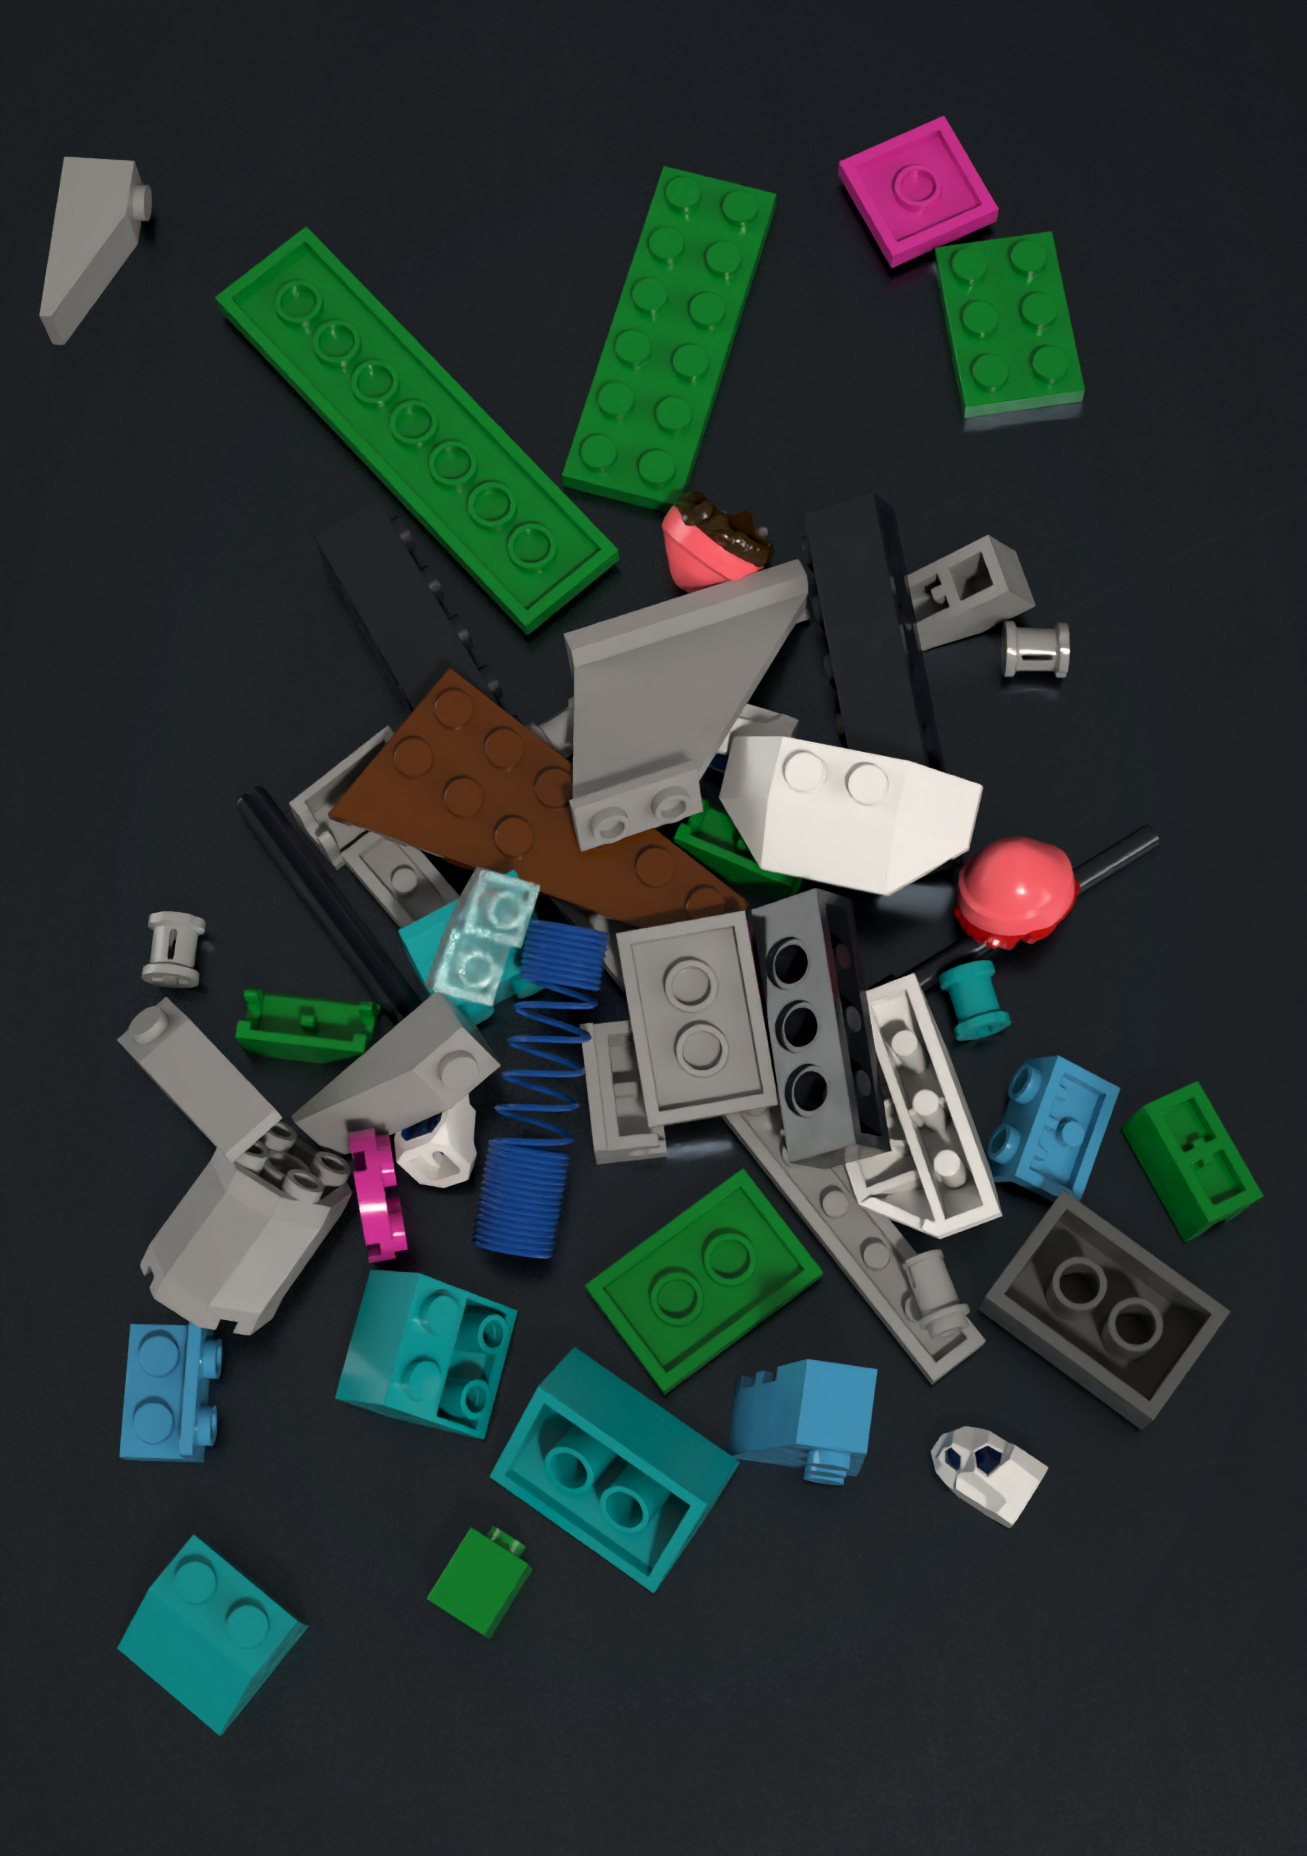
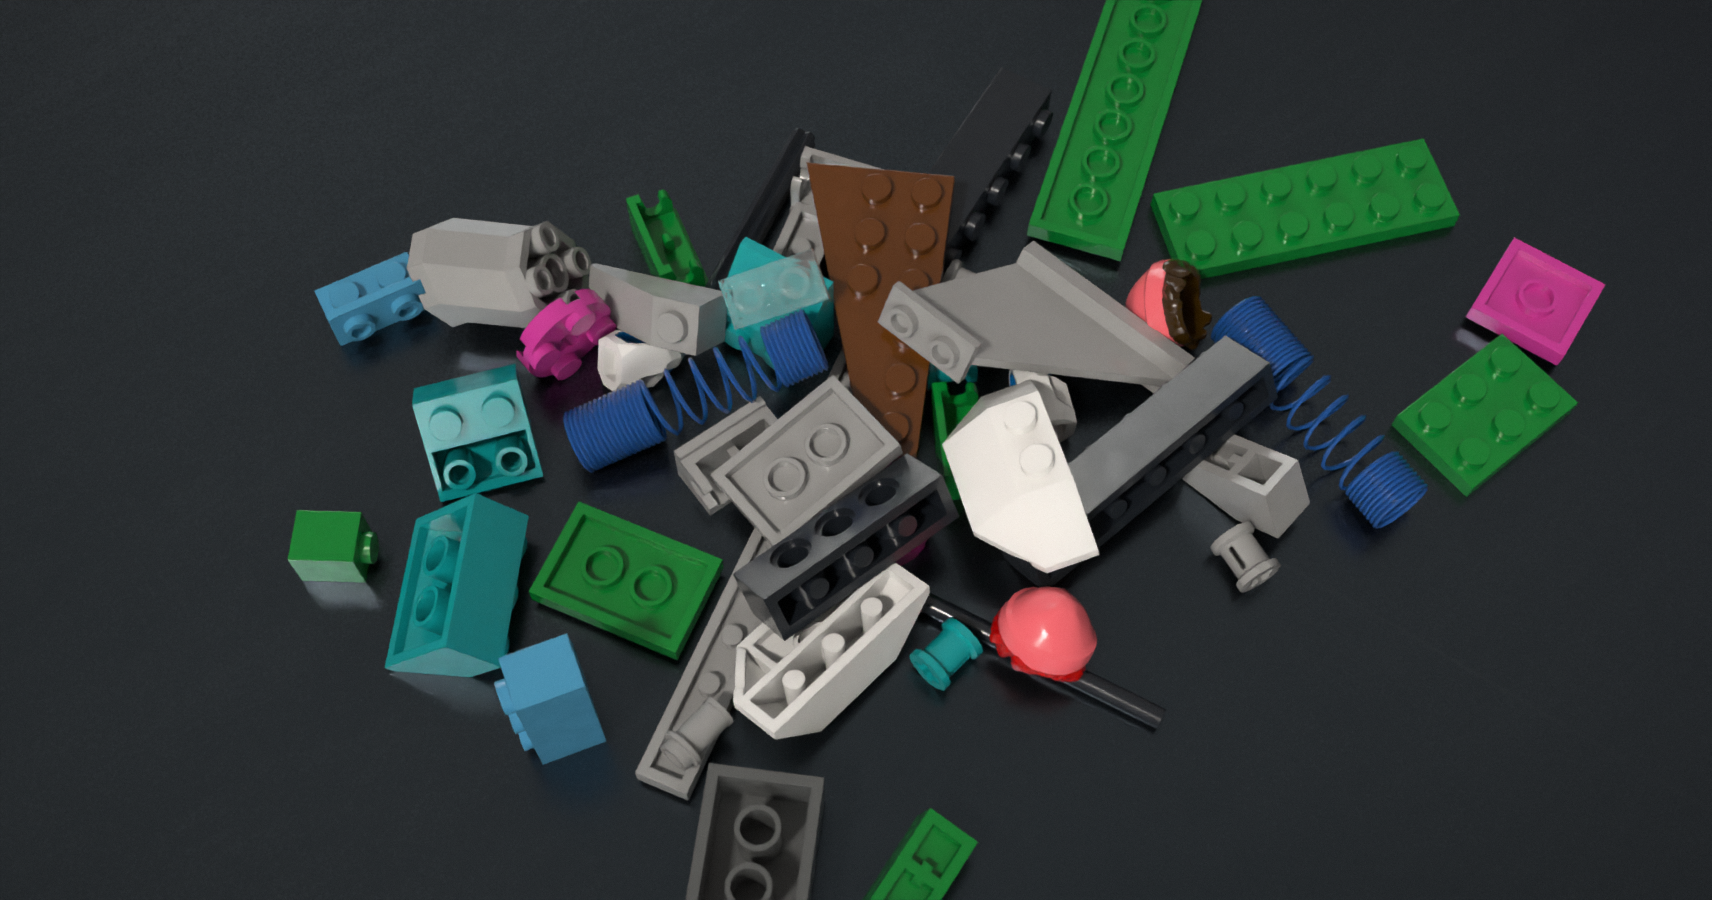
camera: 55 degrees right, 10 degrees down
(168, 928) = (672, 145): light grey bush -> none
(199, 1079) = (583, 187): light grey slope -> none
(210, 1633) = (225, 403): teal slope -> none
(810, 479) = (1384, 487): none -> blue piece
(987, 1472) = (588, 853): white rock -> none
(1051, 1127) = (880, 761): dark azure bracket -> none

